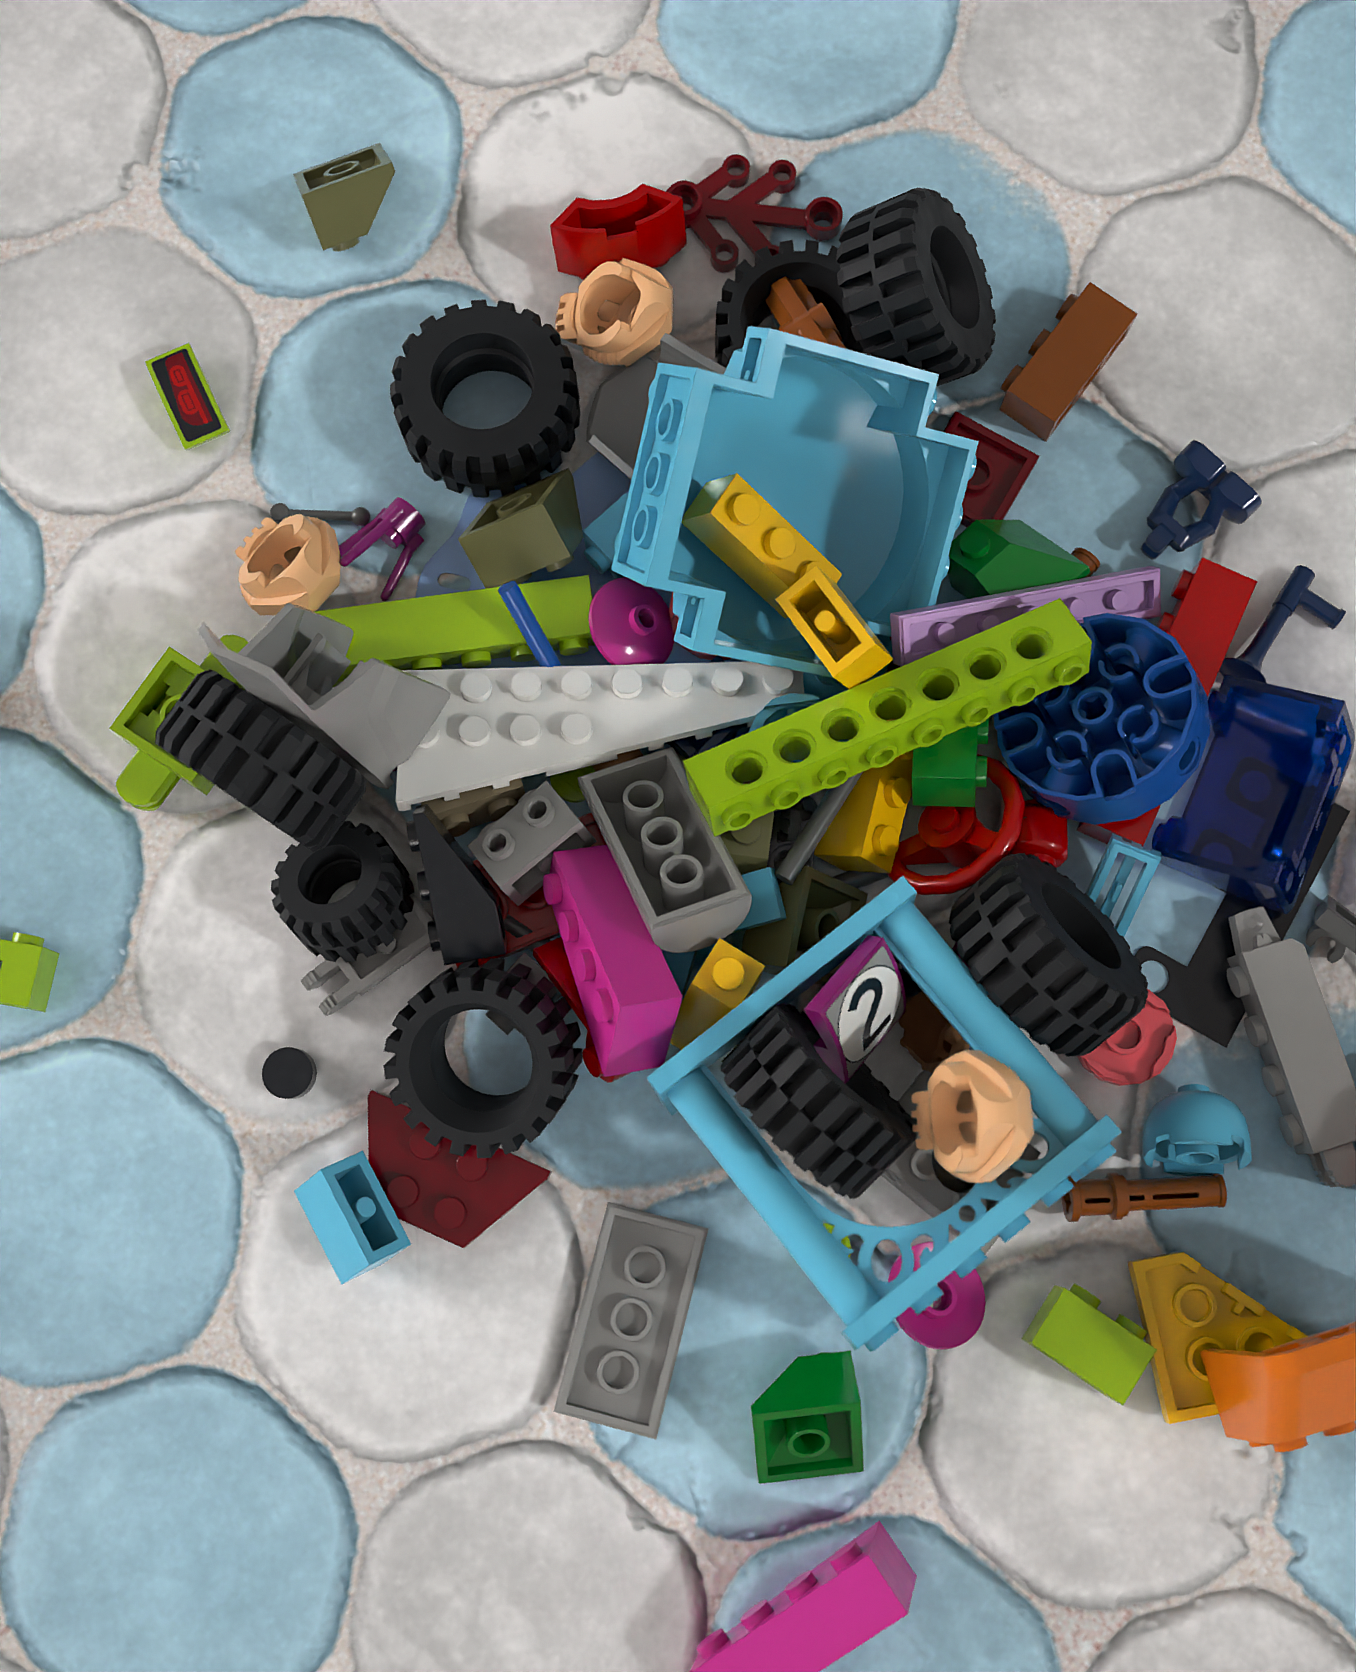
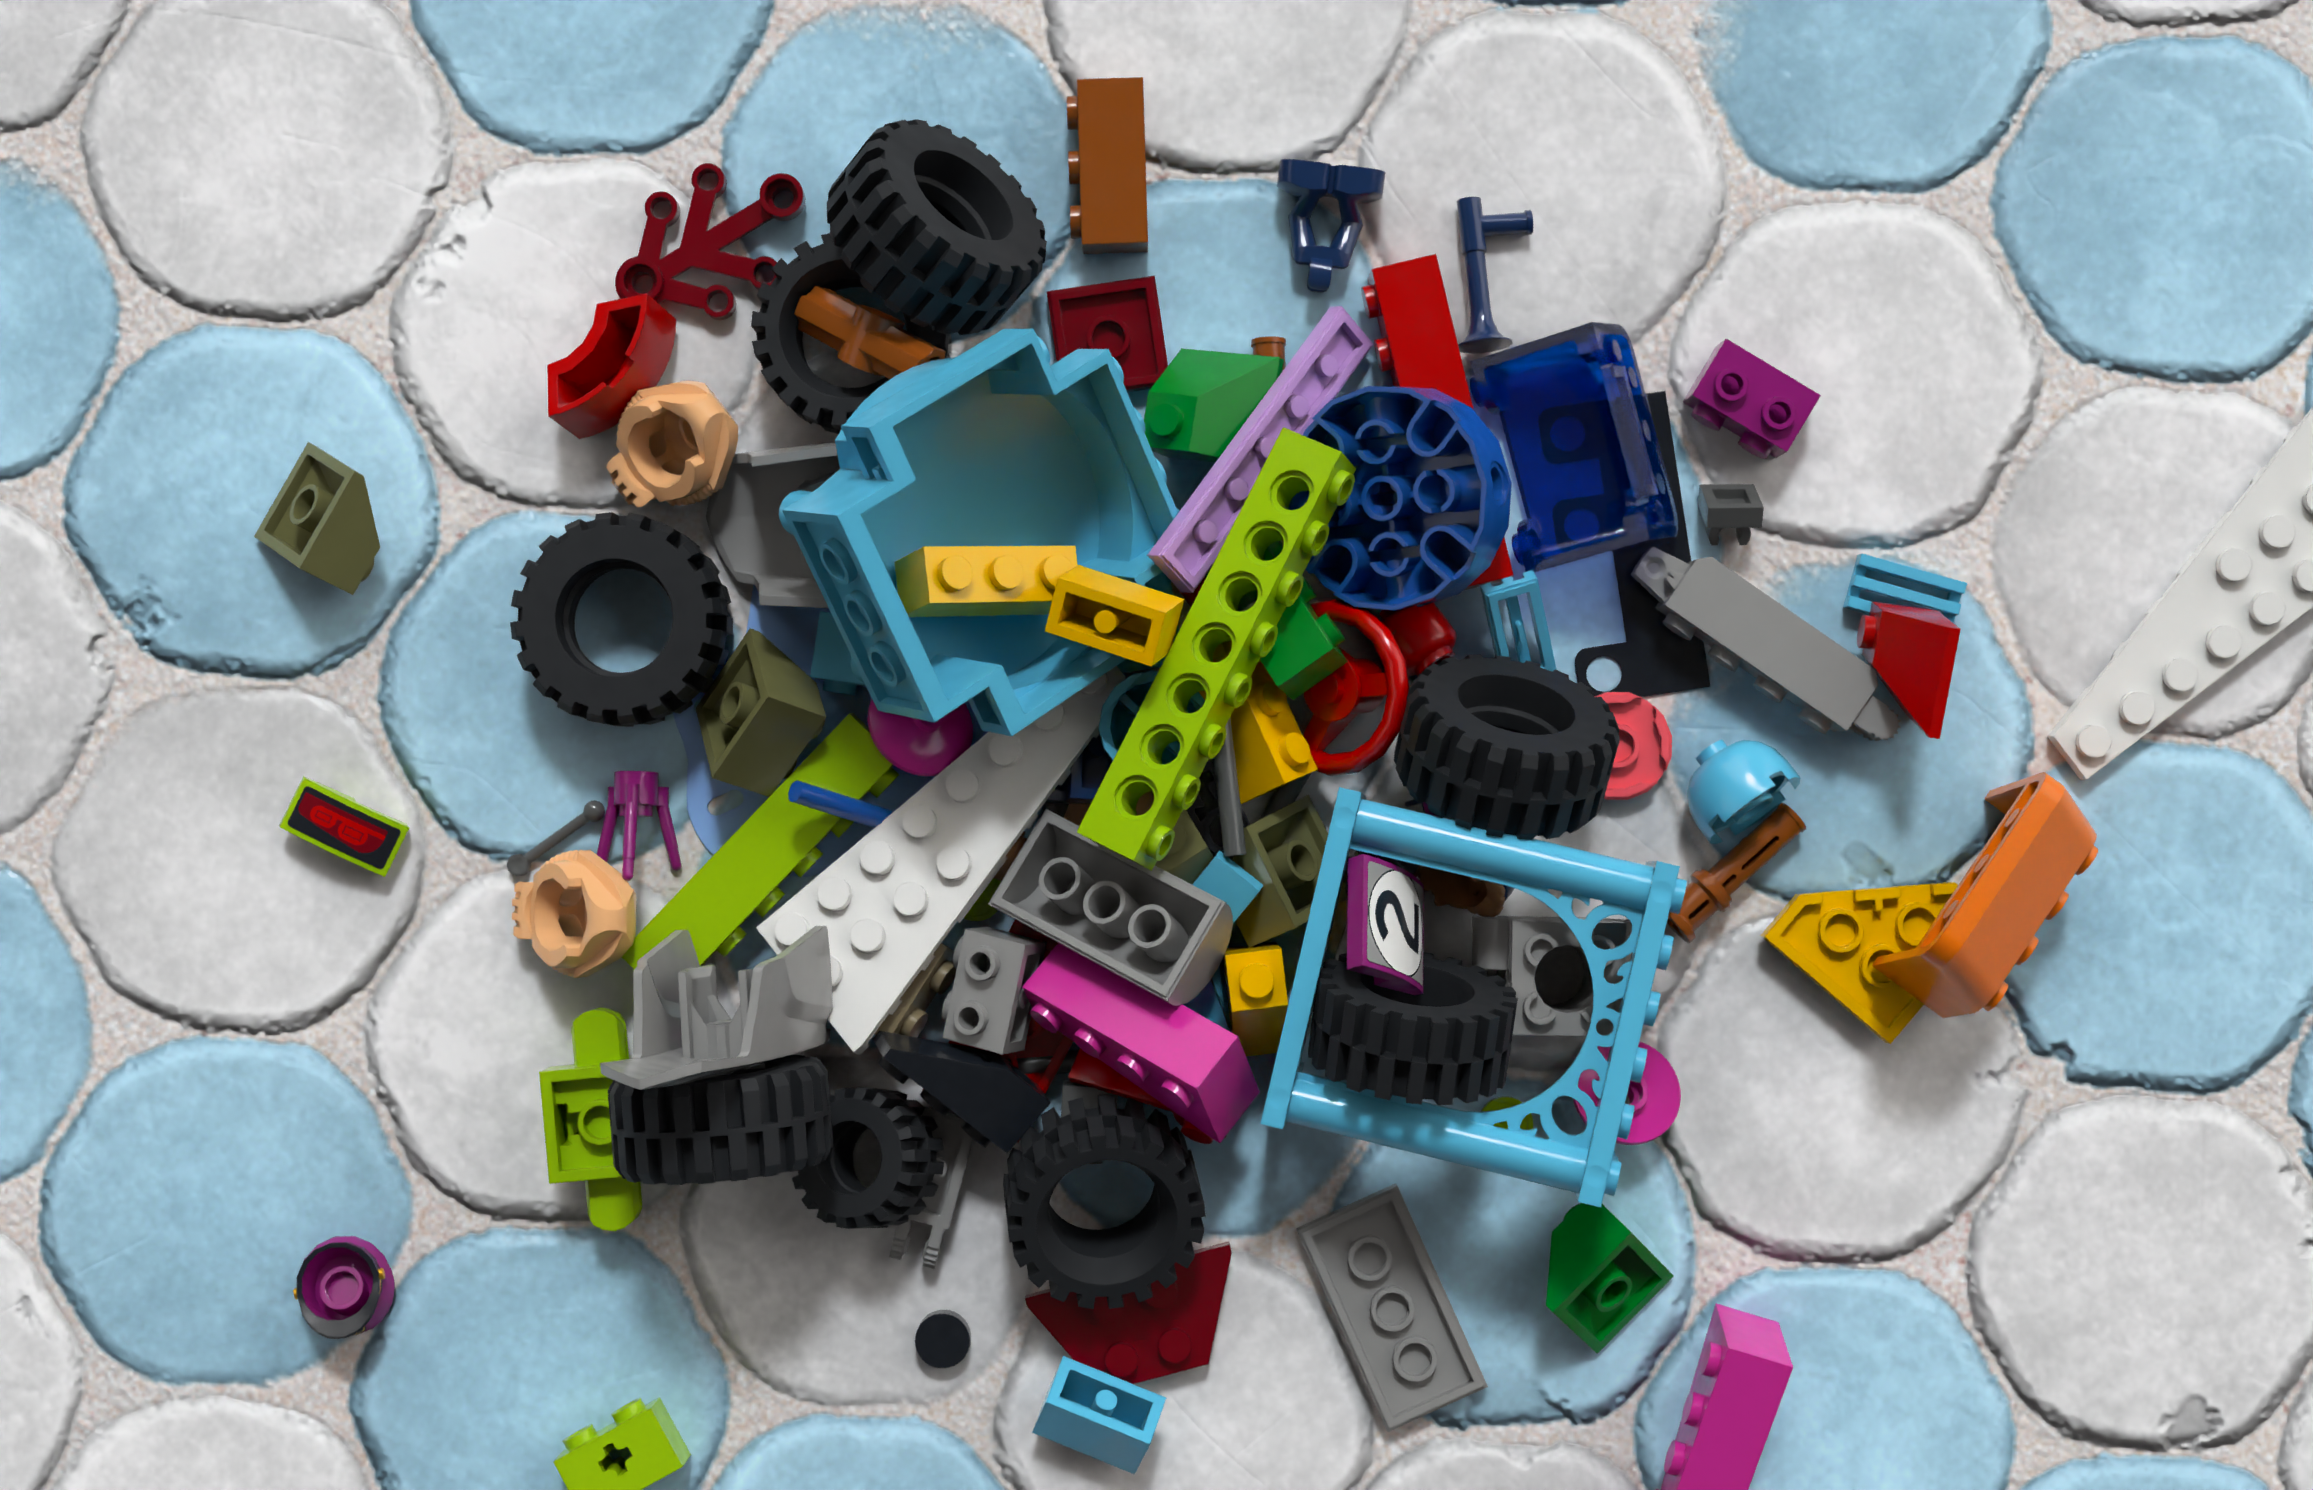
camera: 50 degrees left, 10 degrees up
(974, 1116) = (1550, 936): light nougat helmet -> none
(1089, 1343) = (1778, 1030): lime brick -> none

